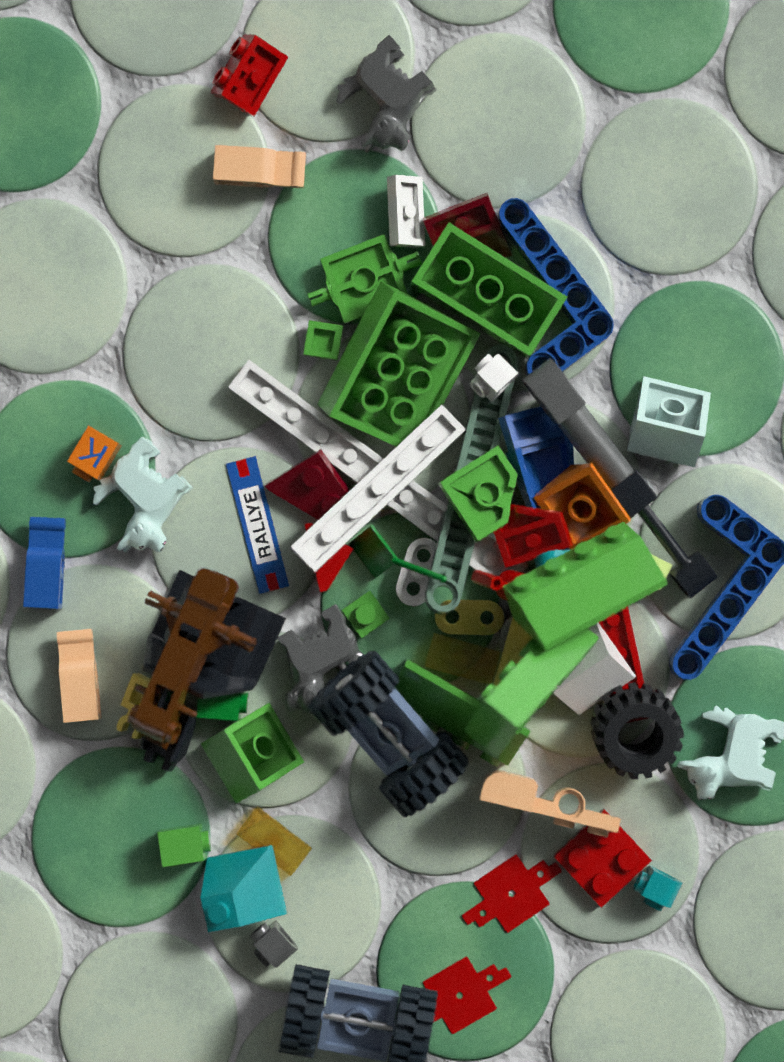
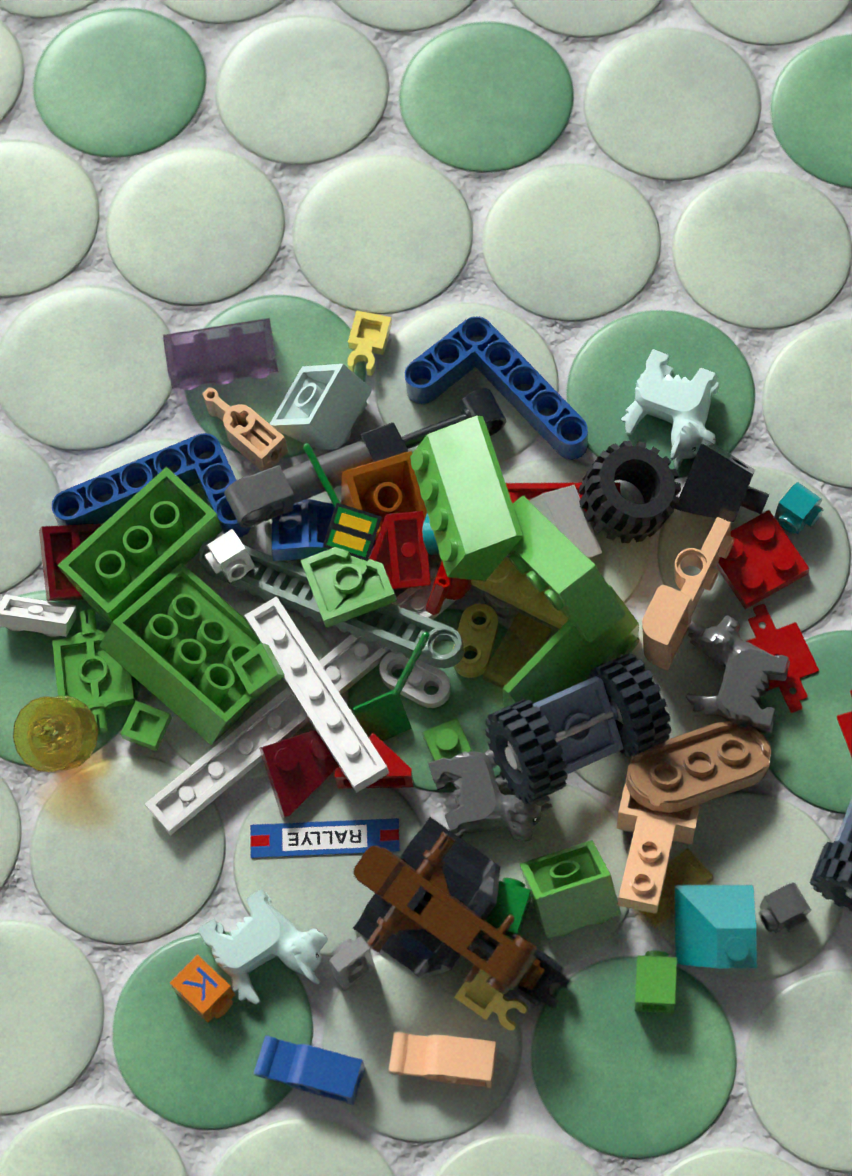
camera: 70 degrees left, 20 degrees down
(139, 578) = (351, 962): none -> light grey plate
(293, 245) = (41, 720): none -> clear yellow piece
(338, 818) = (650, 849): none -> light nougat plate
(384, 846) = (698, 767): none -> medium nougat tile
(387, 432) = (258, 669): none -> bright green plate
(480, 870) = (744, 678): none -> dark grey animal
(540, 483) = (349, 527): none -> piece
(620, 360) = (247, 431): none -> light nougat piece
(661, 812) = (719, 485): none -> black torso
(702, 314) = (220, 354): none -> clear purple brick
(752, 449) = (368, 336): none -> light yellow plate

